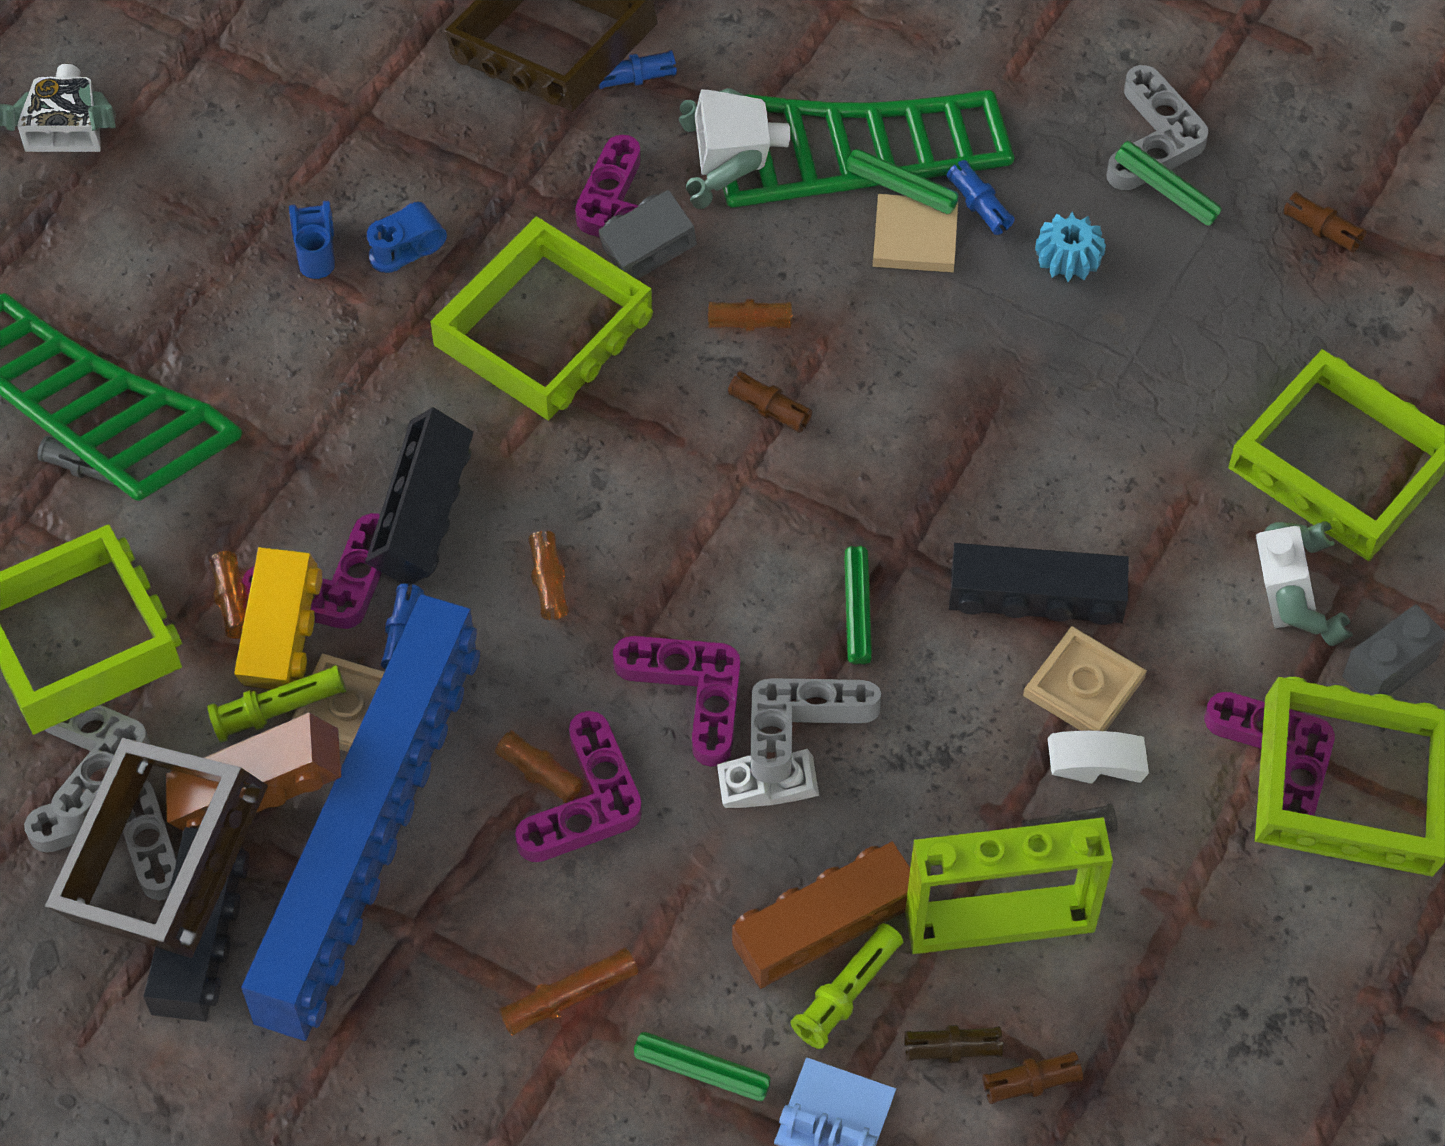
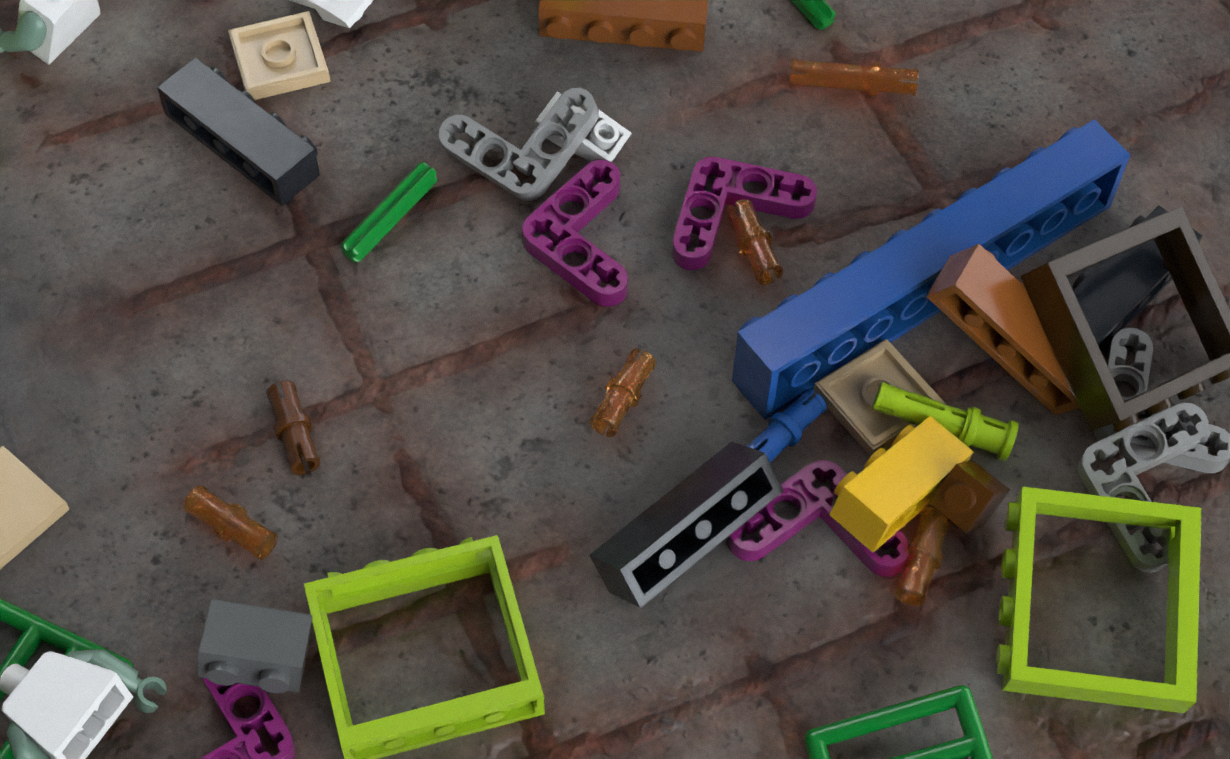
camera: 145 degrees left, 0 degrees up
(216, 643) = (969, 496): none -> reddish brown brick

